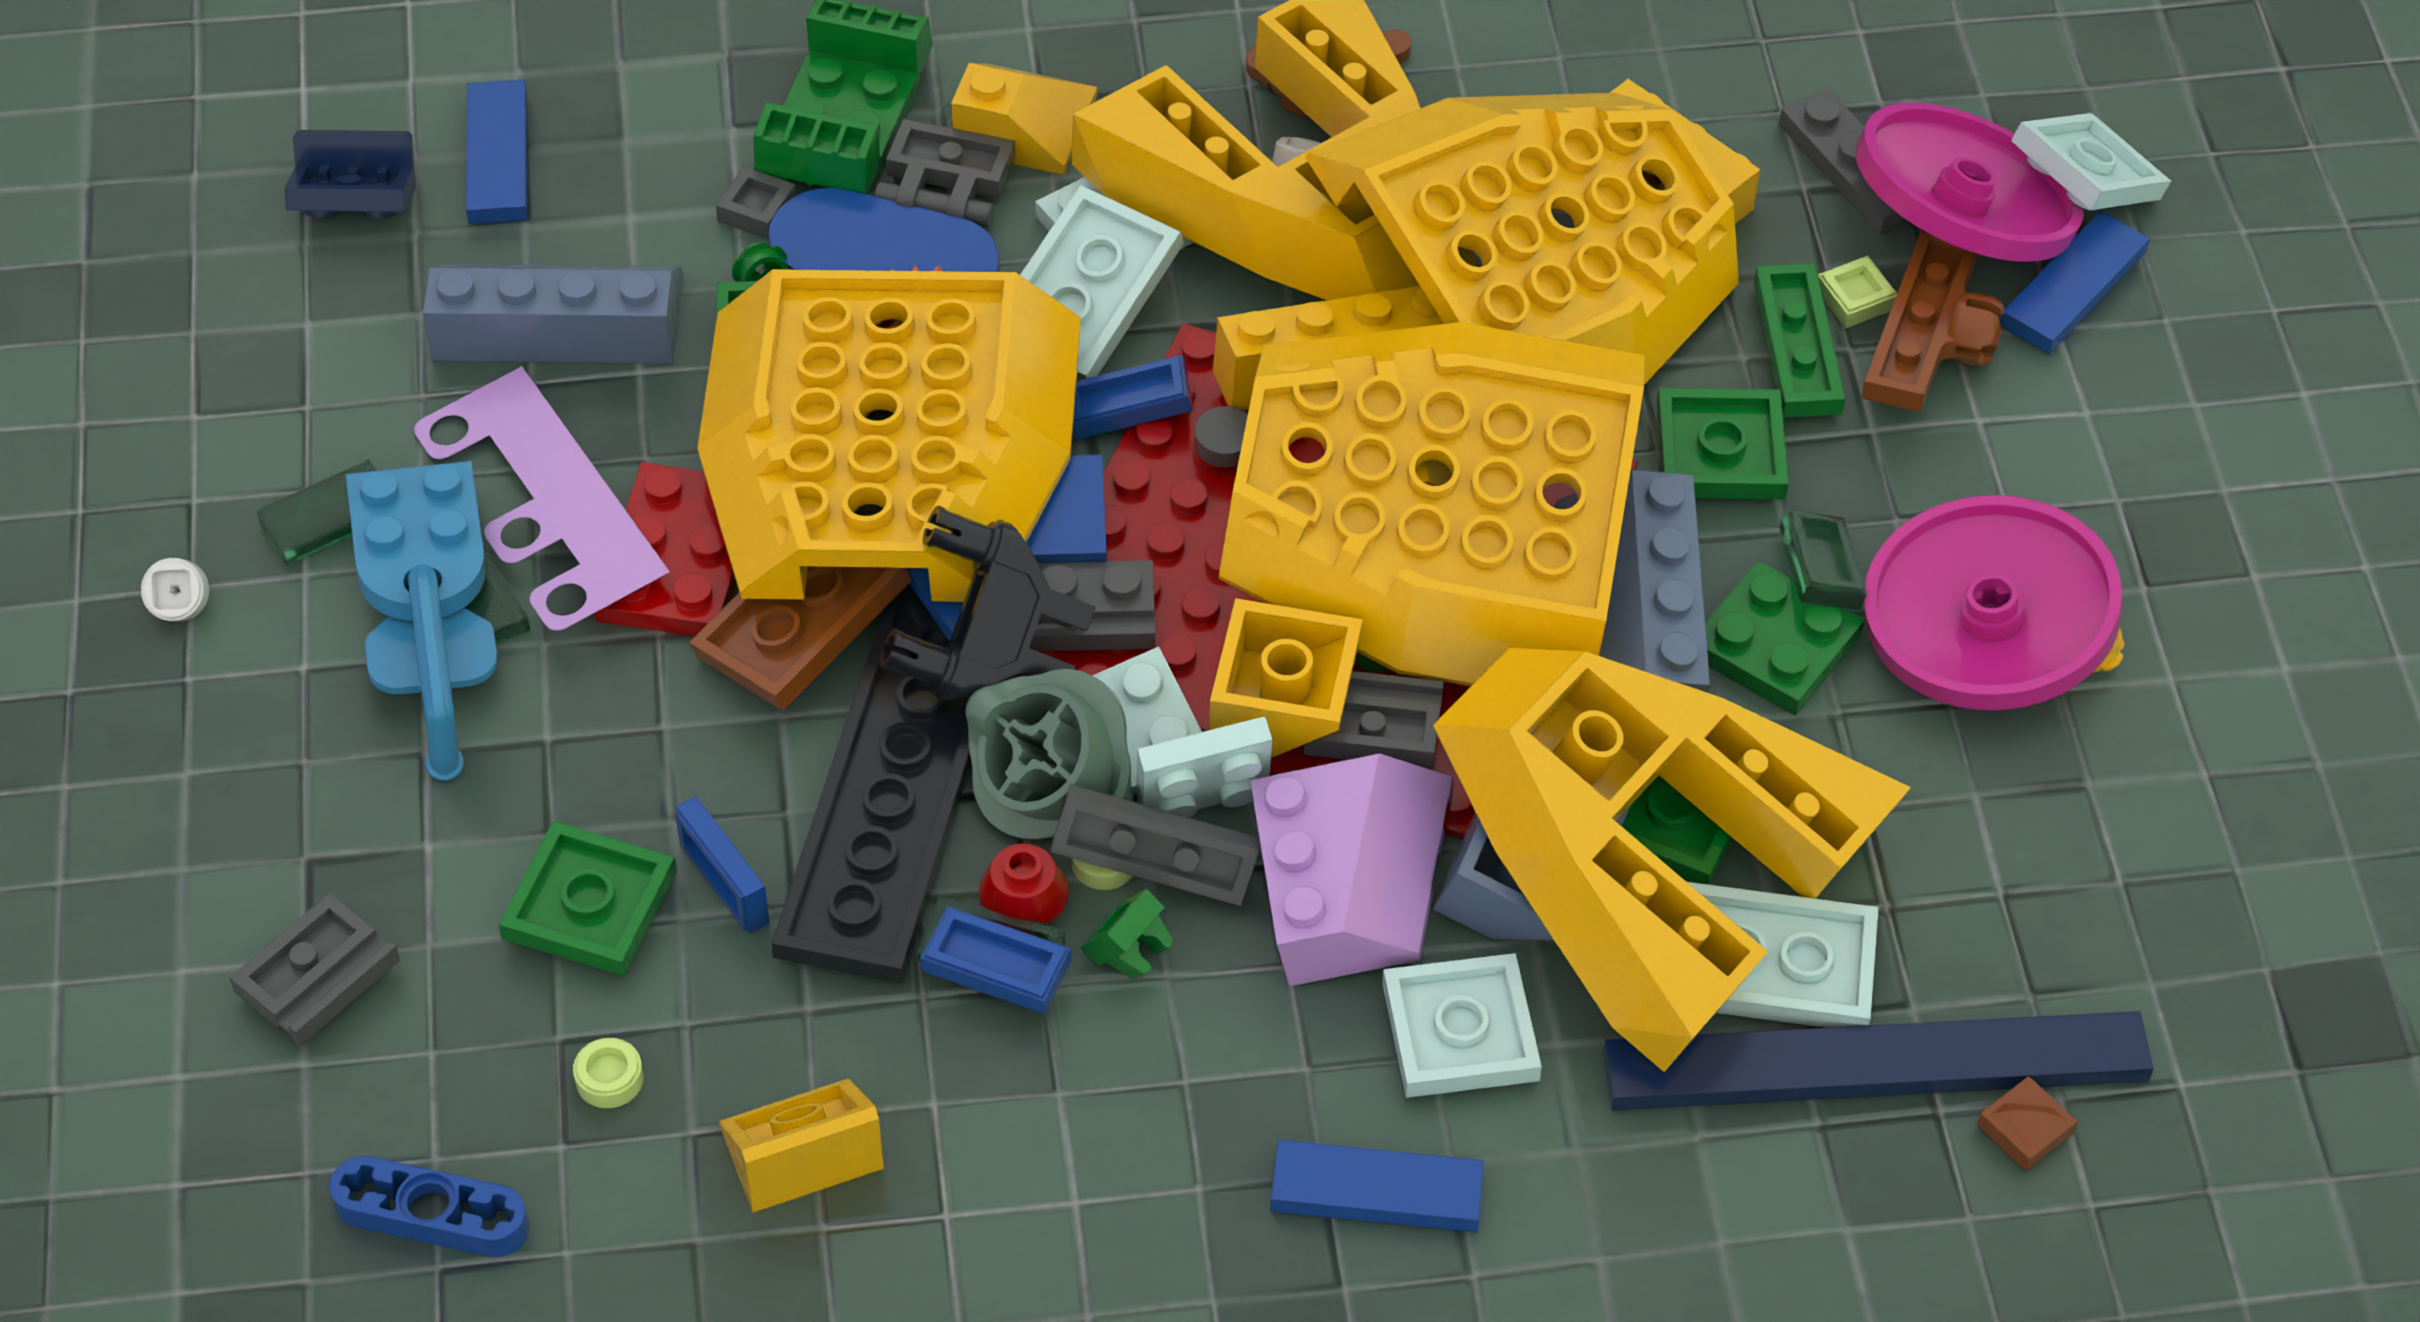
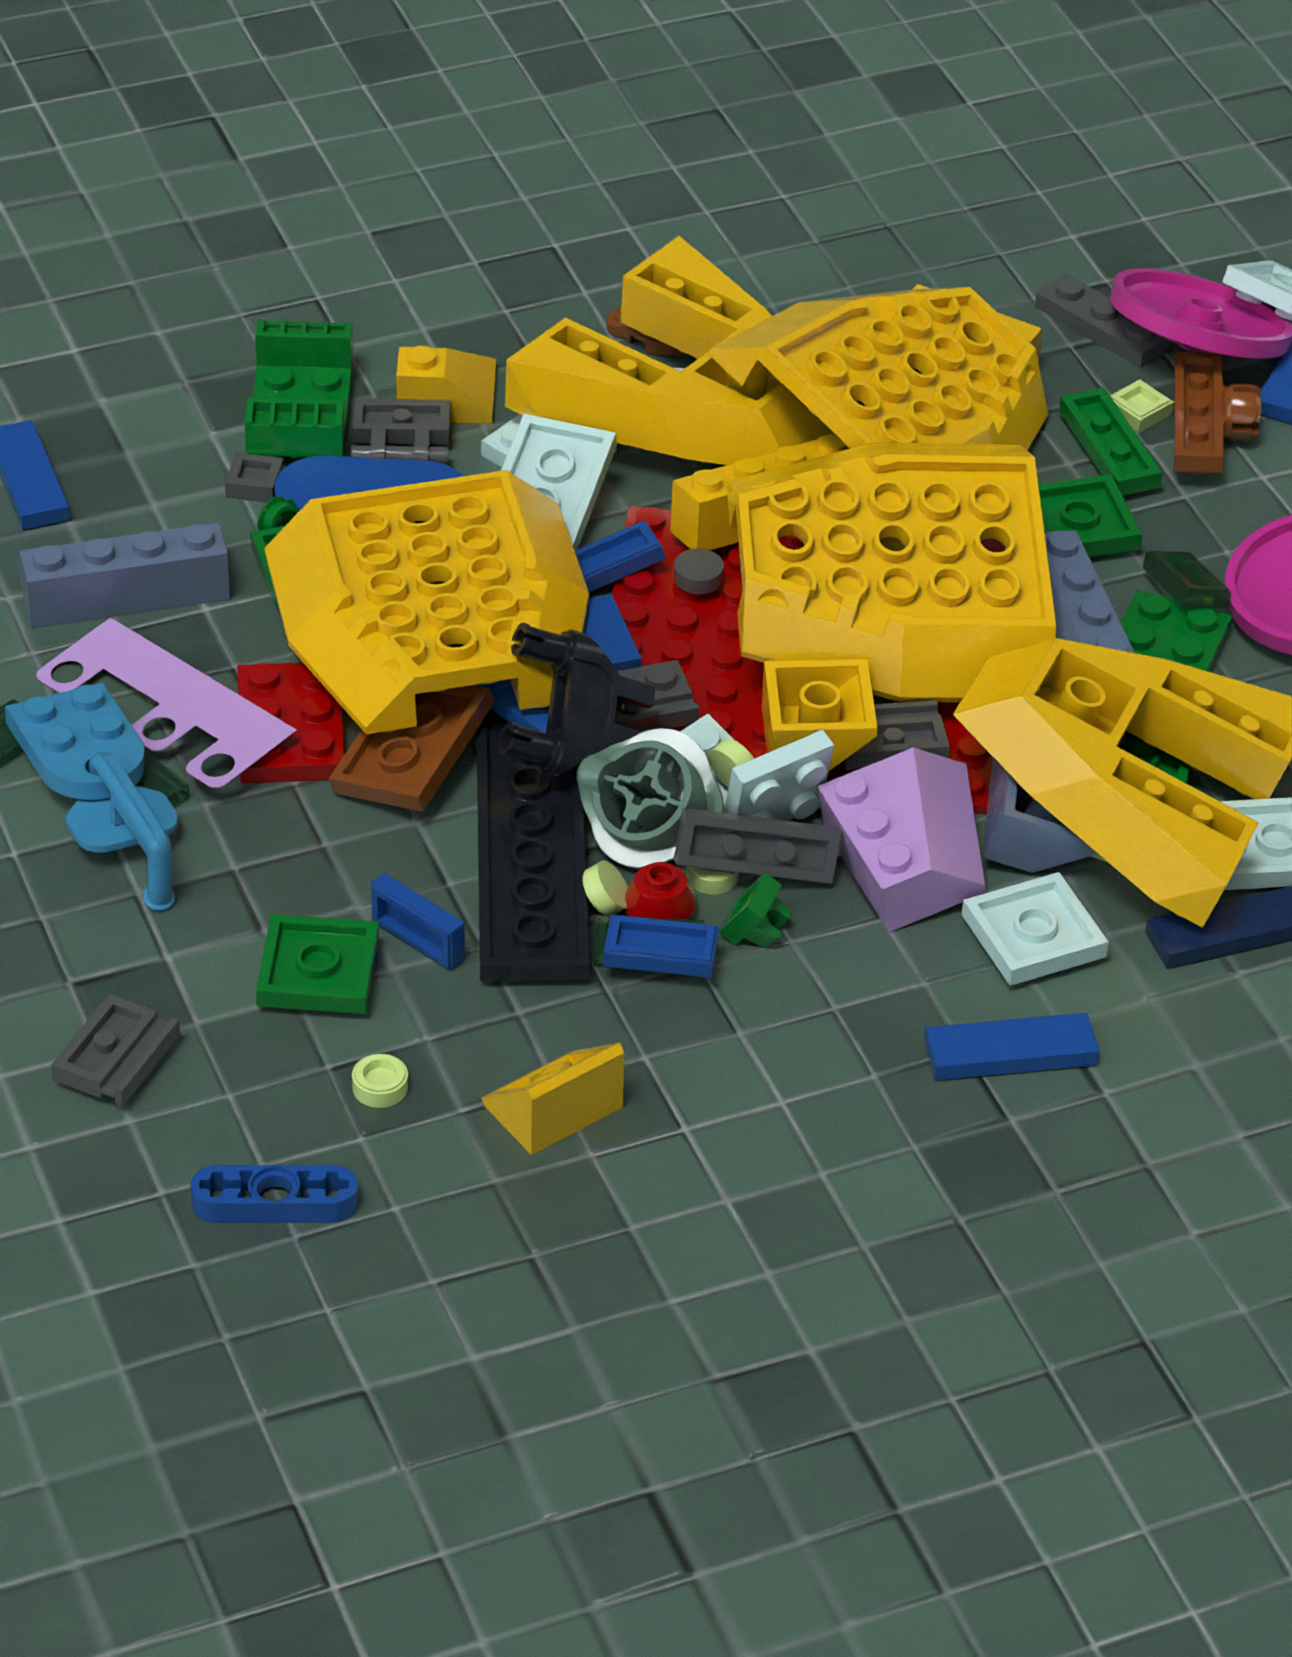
camera: 15 degrees left, 10 degrees down
(960, 862) = (605, 888): none -> yellowish green tile
(1152, 723) = (727, 756): none -> yellowish green tile

